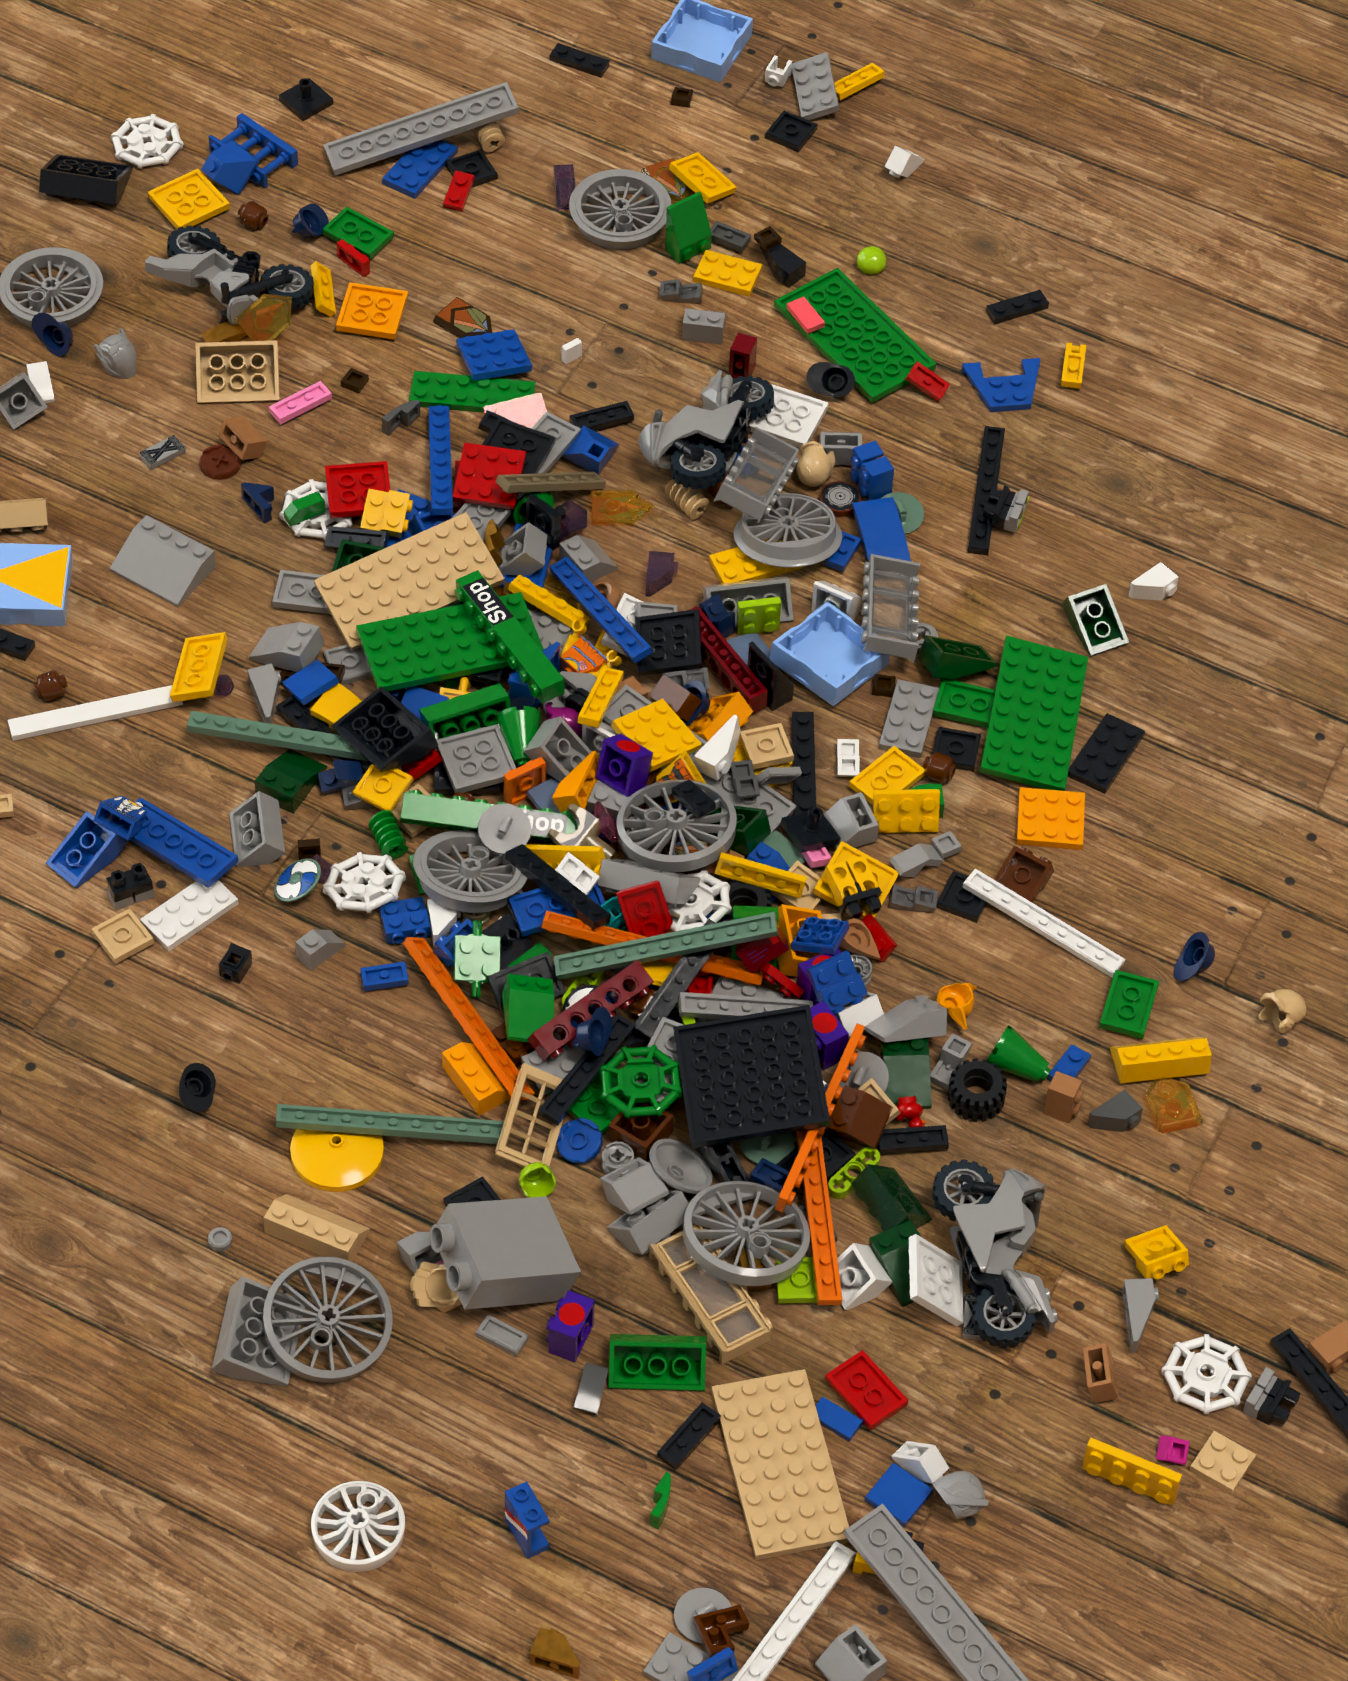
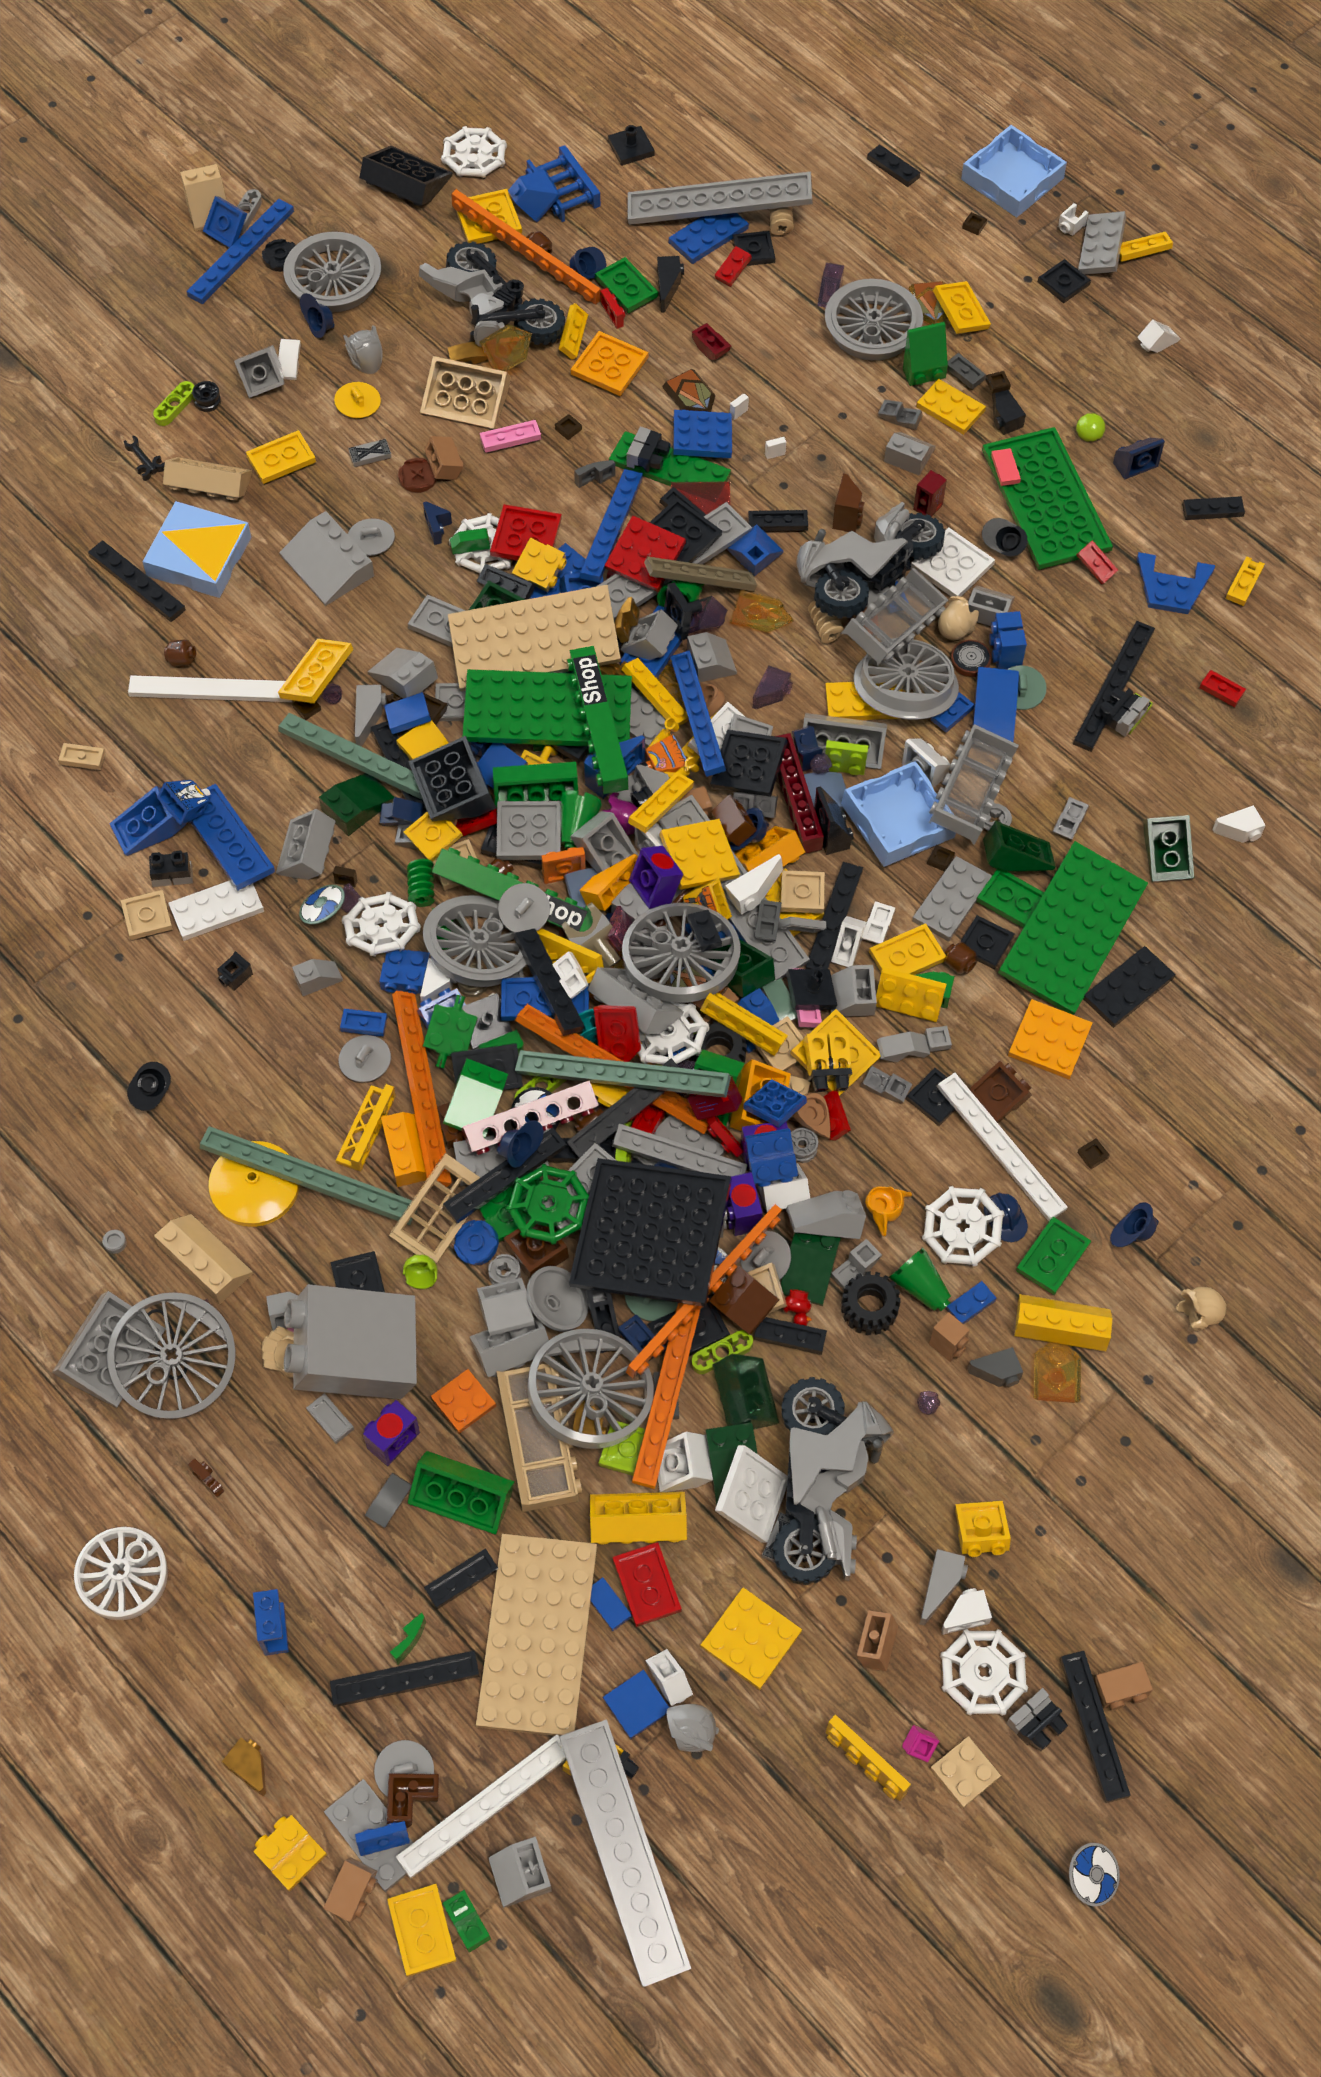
camera: 20 degrees right, 10 degrees up
(72, 477) = (280, 457): none -> yellow plate
(127, 405) = (357, 400): none -> yellow shield
(200, 527) = (372, 536): none -> light grey shield
(200, 705) = (306, 709): none -> dark brown tile
(242, 219) = (526, 247): none -> orange plate
(397, 215) = (669, 278): none -> black slope
(398, 1009) = (364, 1058): none -> light grey shield
(401, 1417) = (203, 1473): none -> reddish brown plate
(434, 1067) = (370, 1129): none -> yellow fence
(445, 381) = (645, 450): none -> black hips
(465, 268) = (710, 342): none -> dark red slope
(519, 320) = (739, 406): none -> white tile
(625, 1284) = (463, 1401): none -> orange plate
(668, 386) = (848, 506): none -> reddish brown slope
(671, 1536) = (404, 1678): none -> black plate
(737, 626) = (820, 763): none -> clear purple plate
(827, 781) = (848, 941): none -> white slope
(835, 1335) = (638, 1517): none -> yellow slope
(929, 276) = (1138, 457): none -> dark blue slope
(981, 1408) = (751, 1638): none -> yellow plate
(992, 618) = (1070, 818): none -> flat silver slope
(1043, 989) = (955, 1215): none -> white plate
(1064, 1161) = (928, 1402): none -> plate
(1071, 983) = (1014, 1222): none -> dark blue piece
(1090, 466) = (1222, 688): none -> red plate
(1130, 907) = (1093, 1153): none -> dark brown tile
(1173, 1326) = (968, 1612): none -> white slope

